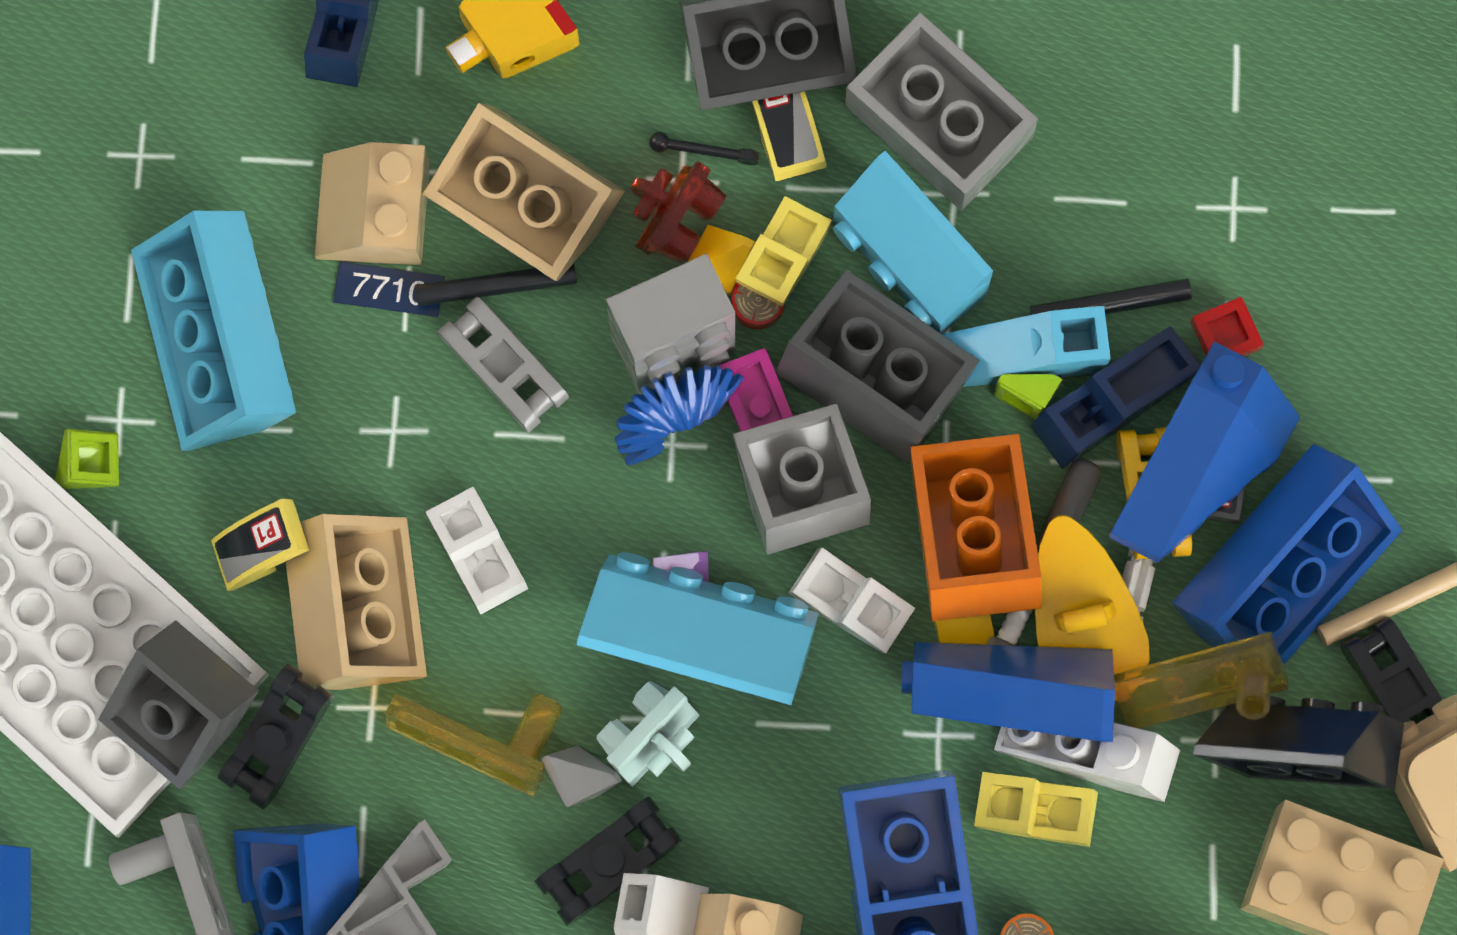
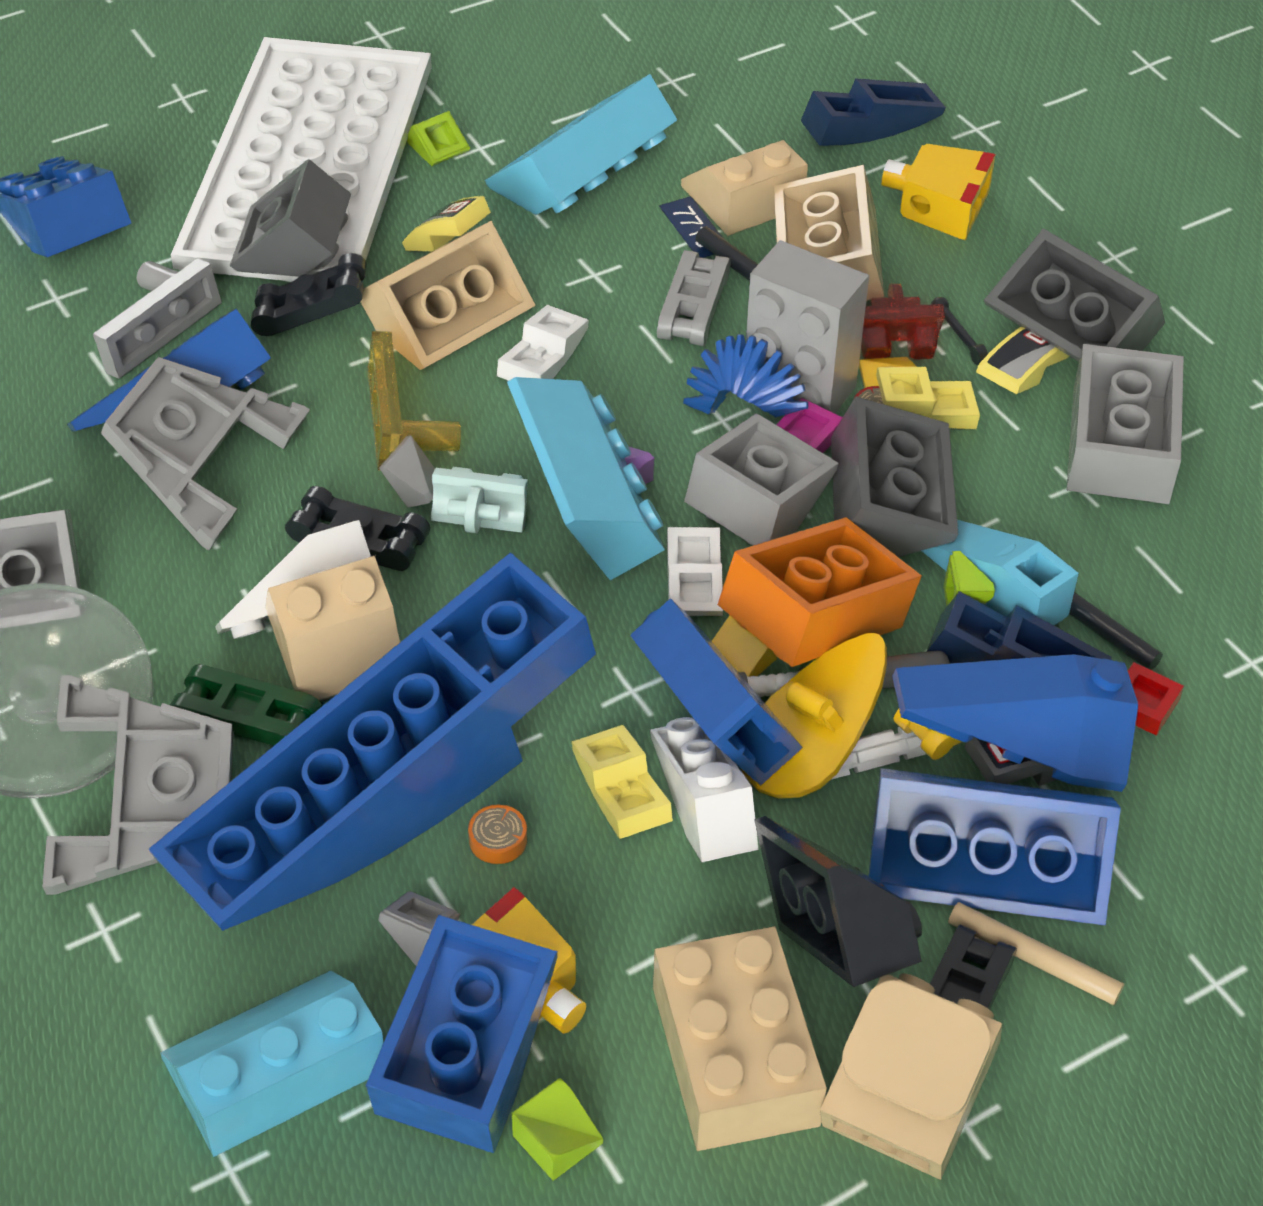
camera: 55 degrees right, 30 degrees down
(911, 245) = (1004, 452): medium azure slope -> none
(1204, 680) = (832, 818): clear yellow piece -> none

